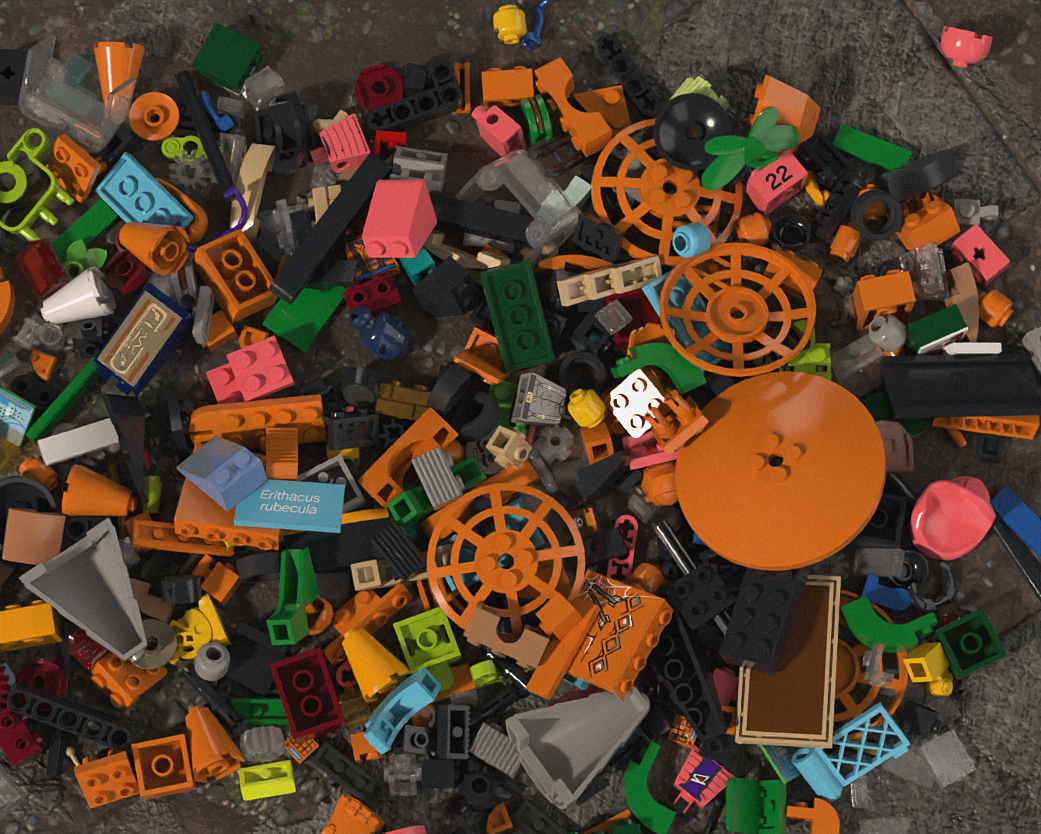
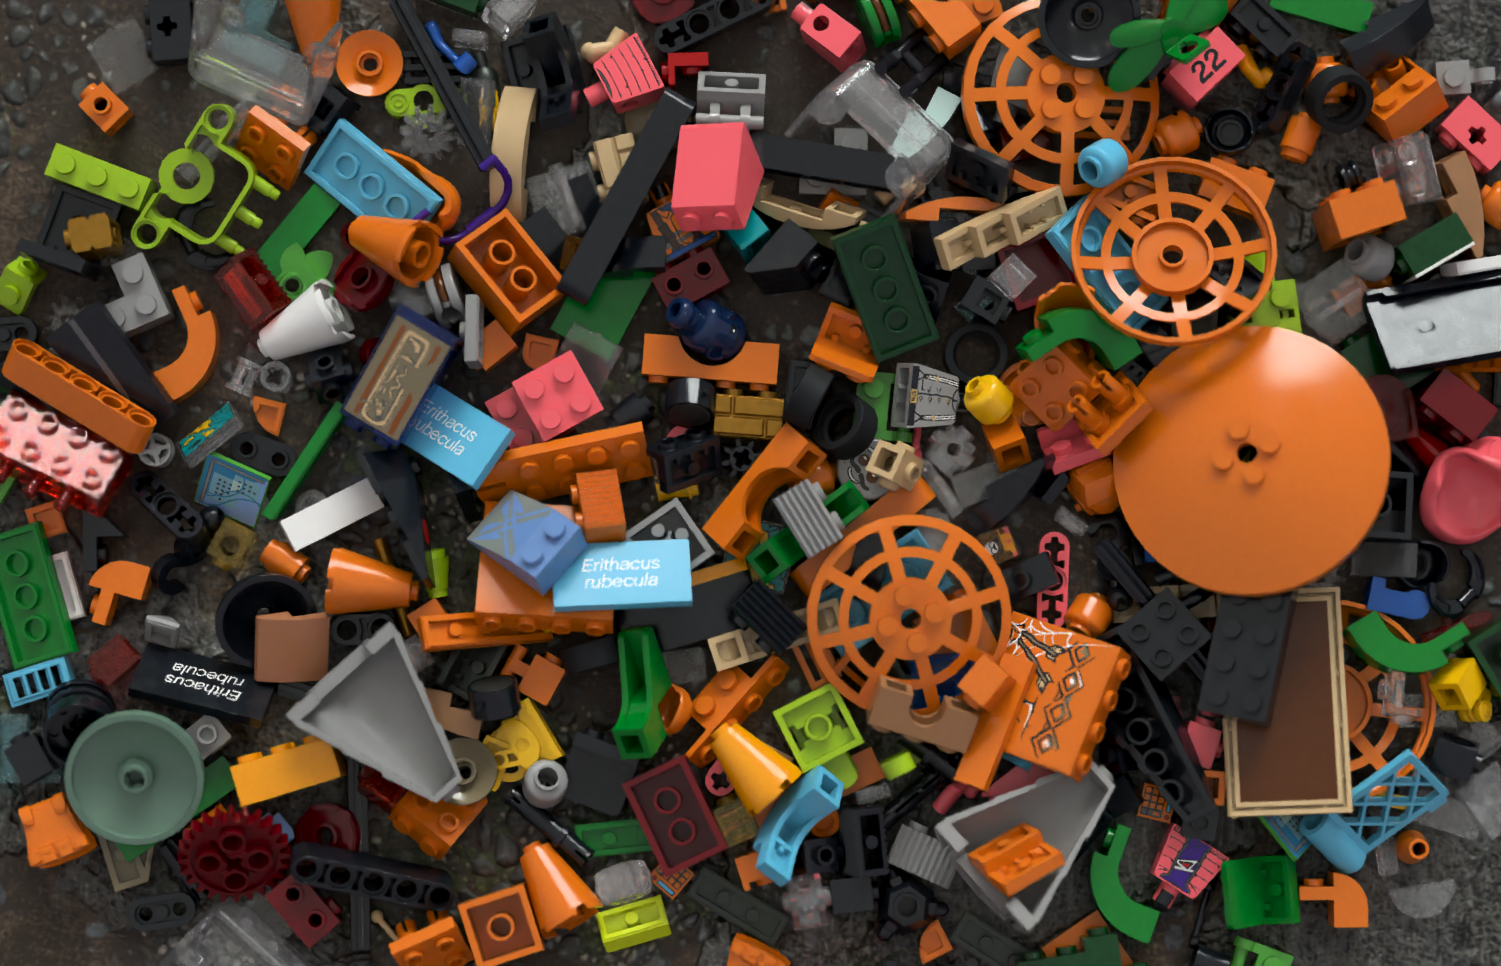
camera: 15 degrees left, 10 degrees up
(181, 392) = (459, 438): none -> medium azure tile
(292, 344) = (593, 352): none -> clear piece
(411, 367) = (753, 366): none -> orange arch
(529, 703) = (951, 794): none -> coral arm
(566, 753) = (1016, 859): none -> orange slope
(873, 790) = (1405, 843): none -> orange cone
(918, 480) = (1426, 447): none -> red cone
(941, 452) = (1452, 408): none -> dark red piece

